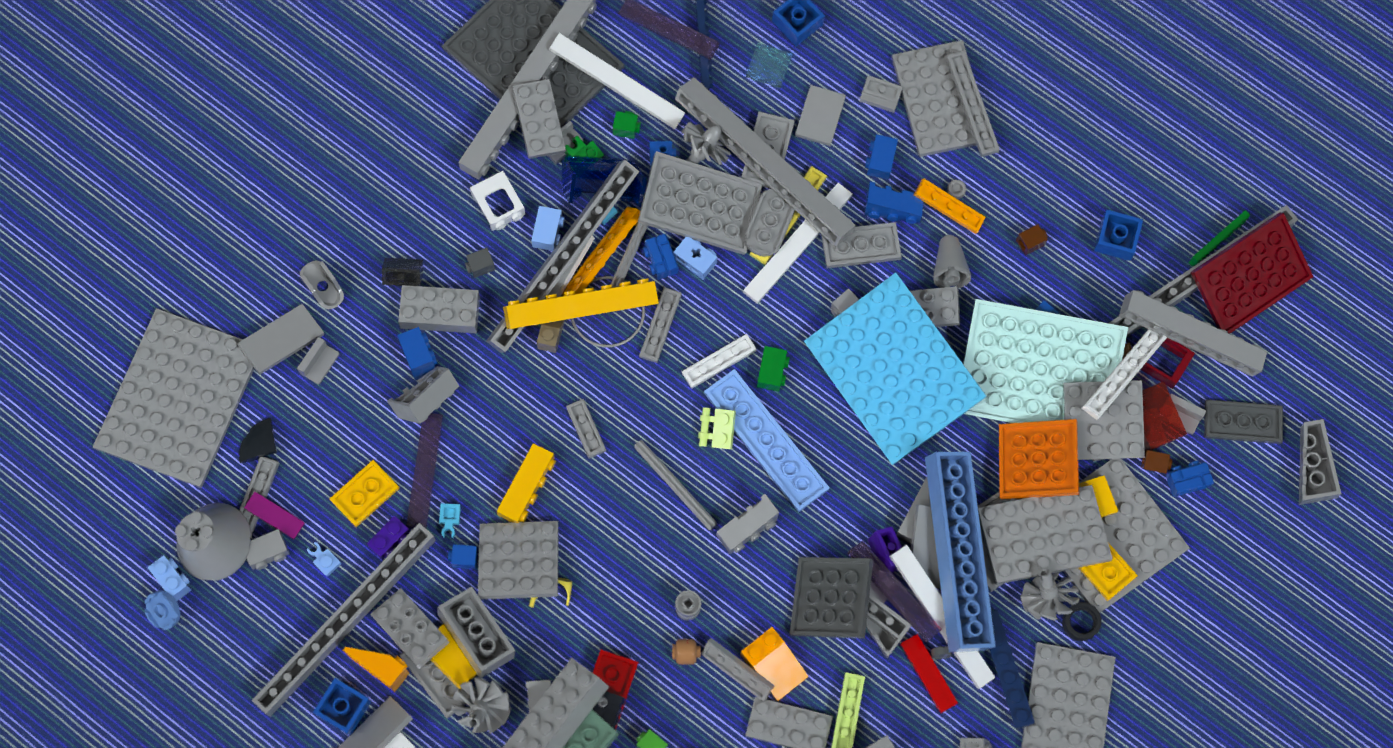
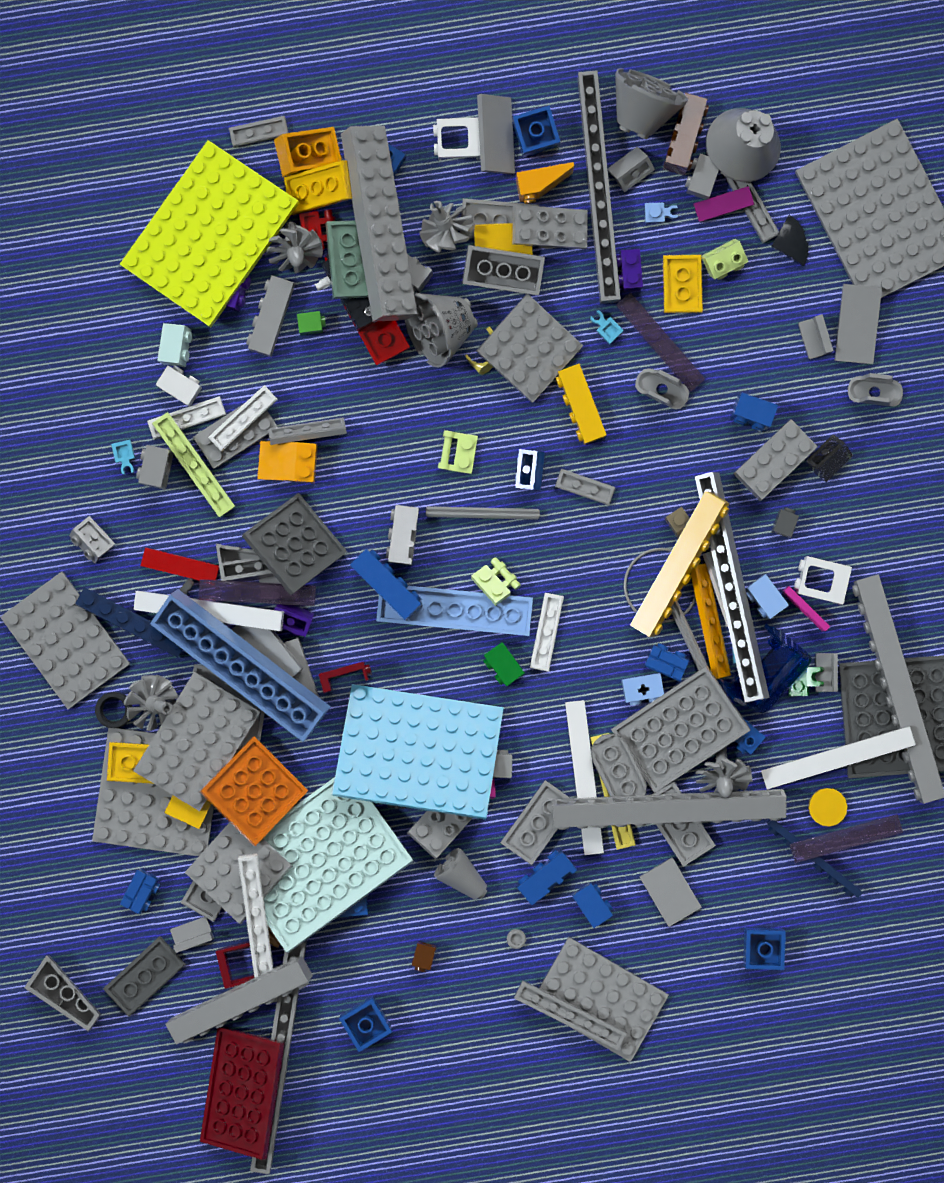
camera: 135 degrees right, 15 degrees up
(162, 610) = (724, 65): medium blue tile -> none
(169, 578) = (743, 90): light blue brick -> none
(243, 591) = (684, 135): none -> wedge
(244, 641) = (644, 102): none -> light grey cone
(307, 610) = (631, 169): none -> light grey panel
(317, 476) = (725, 259): none -> yellowish green brick
(426, 396) = (714, 389): light grey wedge -> none
(456, 423) = (649, 380): none -> light grey piece
(463, 556) = (568, 312): blue brick -> none
(530, 195) = (805, 608): none -> dark pink tile
(538, 119) = (859, 666): light grey plate -> none
(564, 635) = (440, 326): none -> light grey cone
(611, 476) = (529, 469): none -> blue brick
(626, 124) = (797, 734): green brick -> none
(642, 539) = (464, 452): none -> yellowish green plate
(657, 63) = (827, 807): none -> yellow tile
(660, 325) = (614, 614): light grey tile -> none
(686, 651) = (354, 407): medium nougat head -> none
(688, 605) = (385, 438): light grey wheel -> none
(769, 65) = (747, 891): clear light blue plate -> none
(773, 727) = (243, 418): none -> white tile
(797, 499) = (381, 579): none -> blue brick
(880, 94) = (644, 954): light grey plate -> none
(902, 484) = (325, 677): none -> dark red window
(949, 206) = (506, 917): light orange tile -> none
(1156, 461) = (174, 879): reddish brown brick -> none
(1160, 417) = (202, 914): clear red plate -> none
(1220, 238) = (293, 1099): green tile -> none

